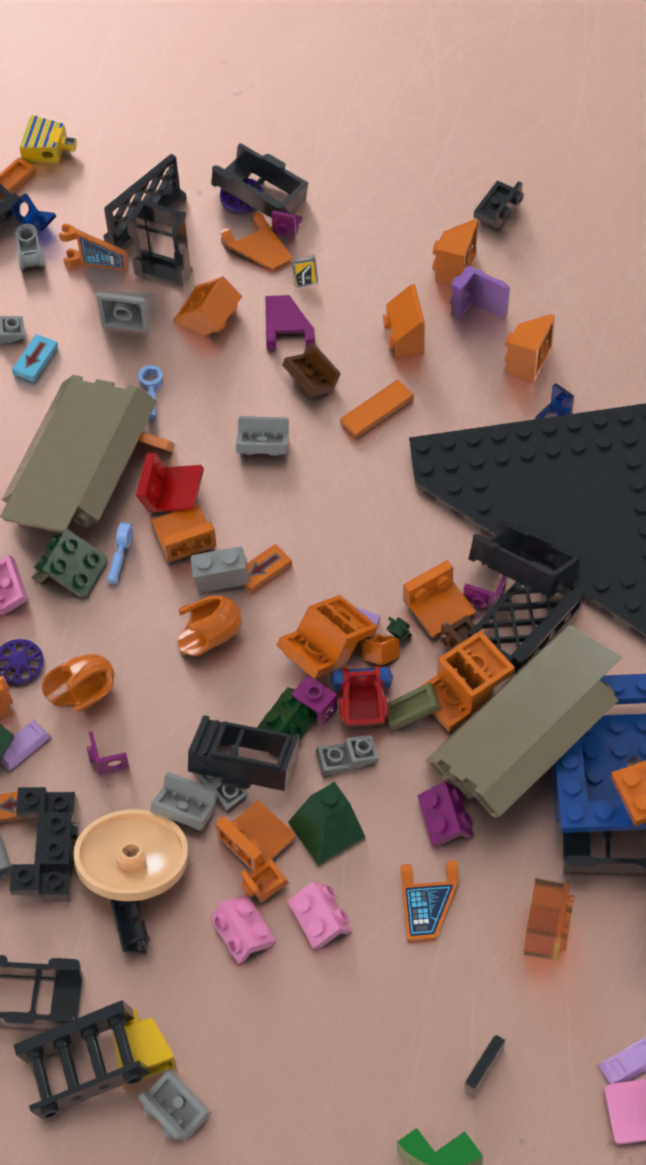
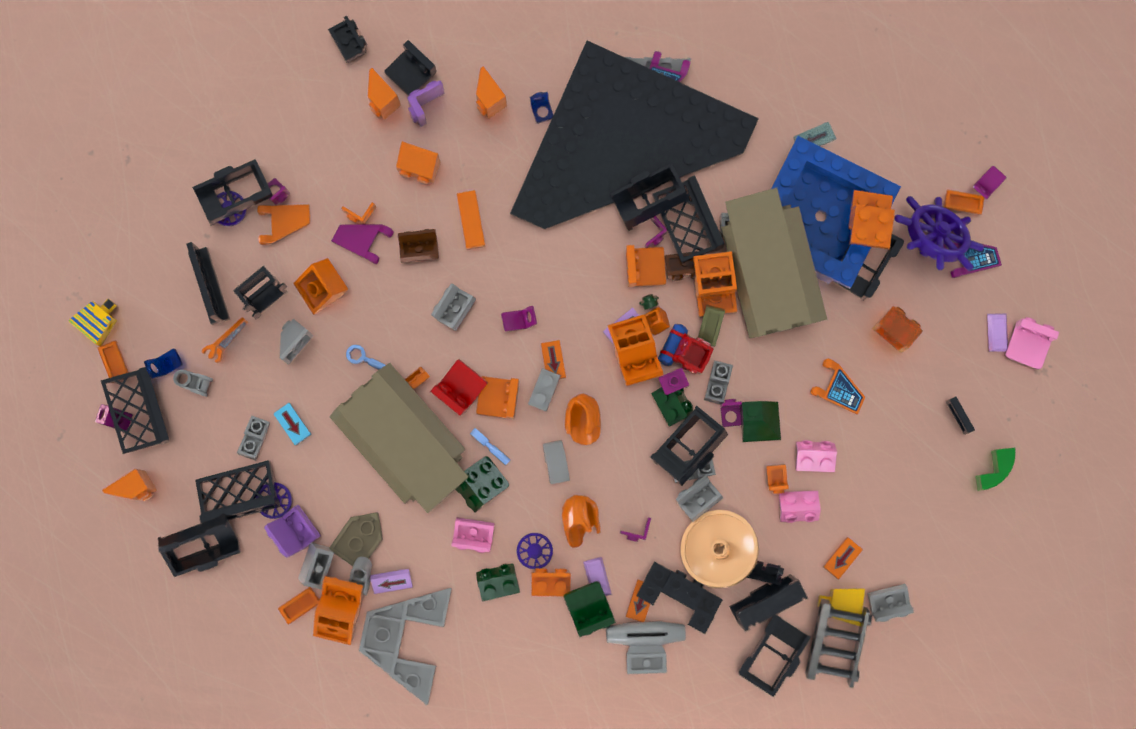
camera: 65 degrees left, 25 degrees up
(100, 949) = (768, 602): none -> black piece
(140, 626) = (556, 462): none -> light grey slope
(204, 1018) = (842, 558): none -> orange tile
(255, 835) = (743, 466): orange bracket -> none
(287, 505) = (518, 319): none -> magenta bracket
(304, 271) = (328, 203): slope -> none
(310, 305) = (354, 217): none -> orange bracket
(323, 778) = (730, 405): none -> magenta bracket
(445, 813) = (792, 347): magenta bracket -> none
(511, 268) = (410, 69): none -> black bracket

